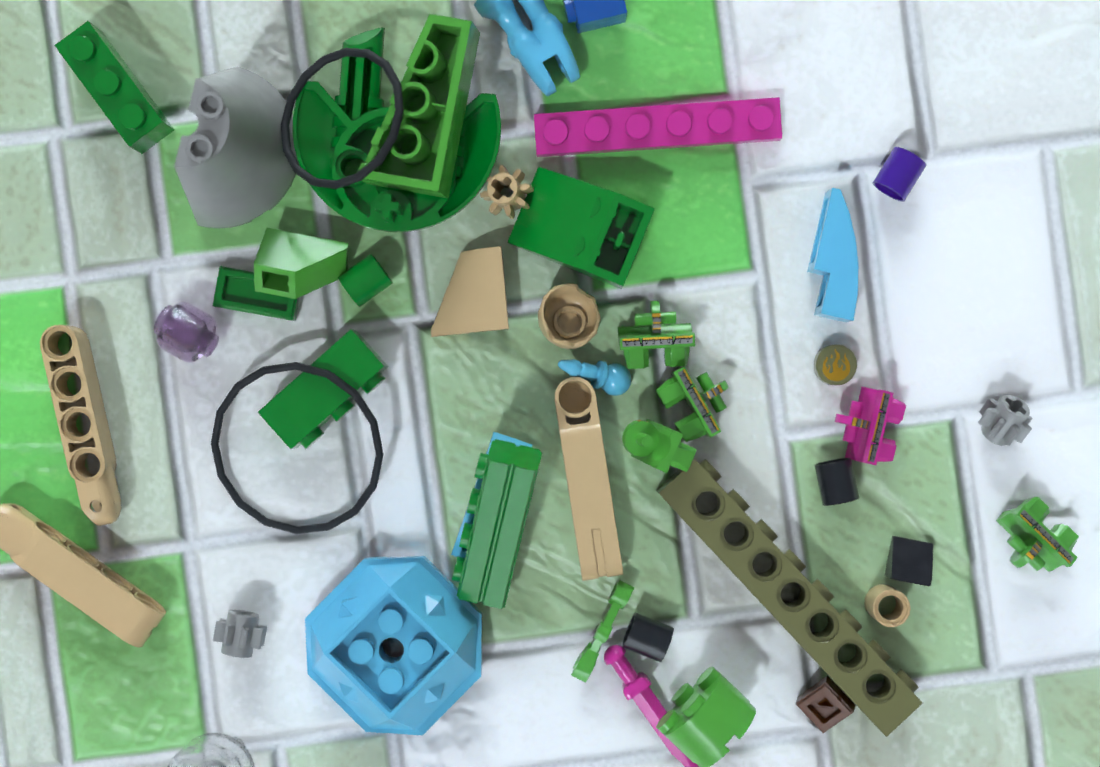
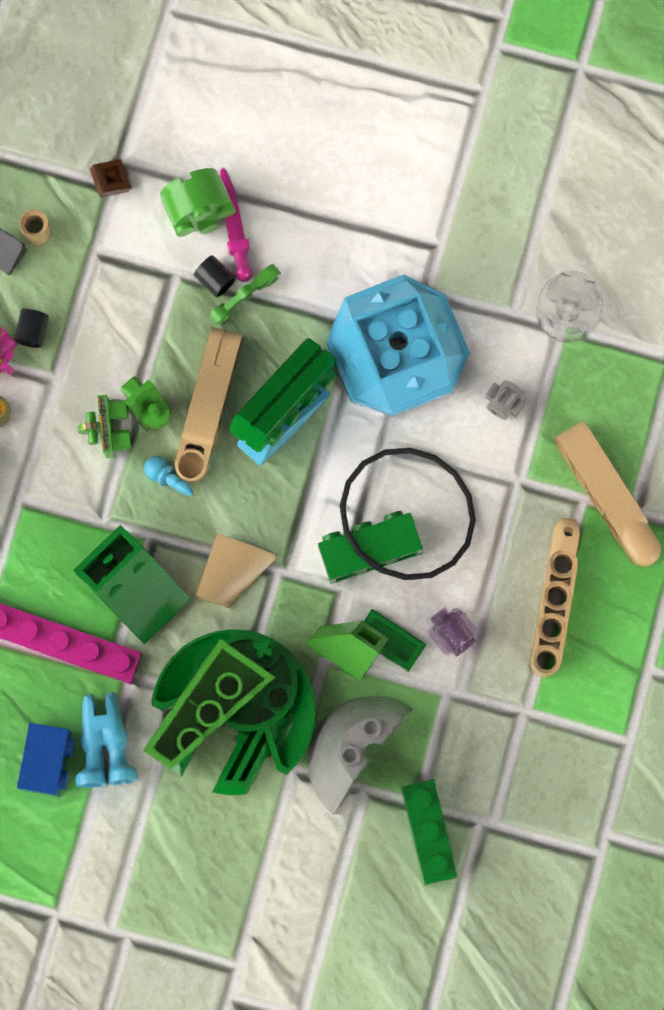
camera: 155 degrees left, 10 degrees down
(365, 280) = (306, 614): green beam -> none
(397, 119) = (217, 733): black piece -> none
(512, 182) = (166, 631): tan gear -> none
(568, 316) = (170, 524): tan hair -> none
(656, 331) = (113, 486): bright green hips -> none
(884, 707) = (67, 159): olive brick -> none

